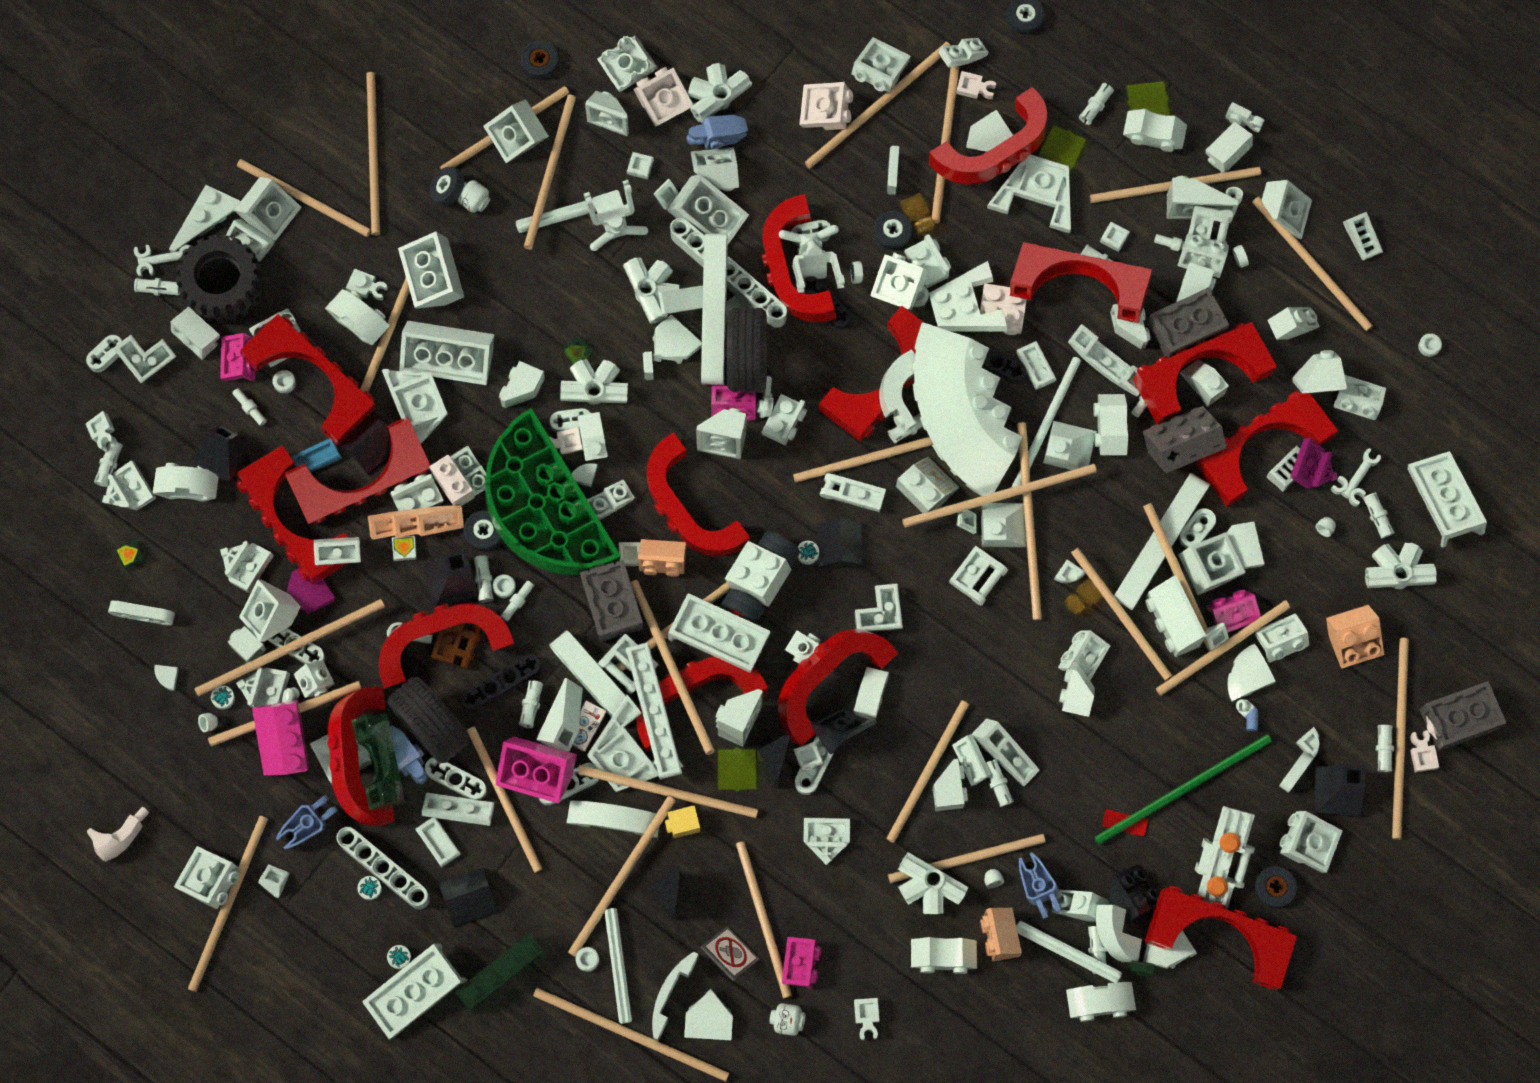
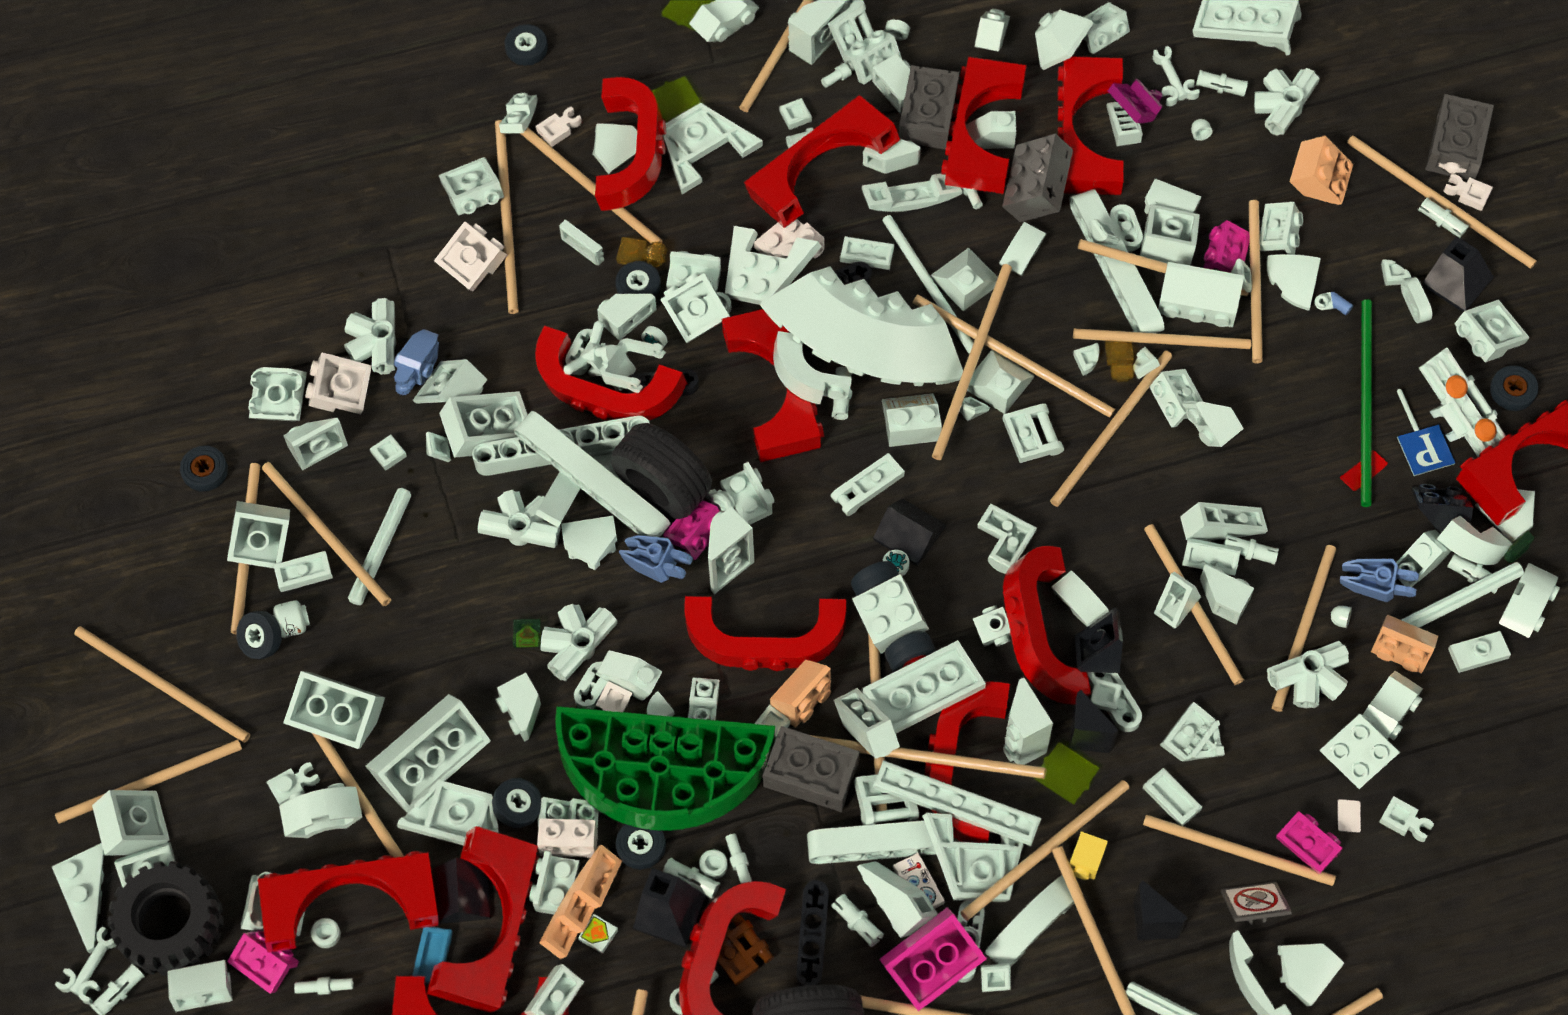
camera: 50 degrees left, 10 degrees down
(441, 432) = (506, 809): none -> black bush
(513, 178) = (303, 571): none -> light aqua plate
(555, 818) = (995, 977): none -> light aqua slope
(612, 214) = (420, 503): light aqua piece -> none
(648, 365) = (596, 577): light aqua tile -> none
(664, 613) = (867, 723): none -> light aqua brick
(689, 393) = (655, 557): none -> medium blue hinge
(770, 850) = (1172, 797): none -> light aqua tile
(787, 1019) = (1360, 893): light aqua head -> none
(845, 978) = (1349, 816): none -> white sticker
(861, 239) = (625, 312): none -> light aqua slope
(863, 459) = (842, 452): tan piece -> none
(893, 952) = (1359, 750): none -> light aqua hinge
(918, 758) = (1176, 600): none -> light aqua slope
(1025, 626) = (1109, 431): none -> tan piece
(1037, 990) = (1479, 651): none -> light aqua plate
(1094, 615) = (1144, 363): none -> light aqua tile
(1096, 104) = (658, 45): light aqua pin -> none
(1112, 424) = (974, 228): light aqua brick -> none
(1122, 468) = (1023, 248): none -> light aqua slope
(1173, 515) = (1102, 232): none -> light aqua slope
(1176, 854) = (1424, 448): none -> blue piece

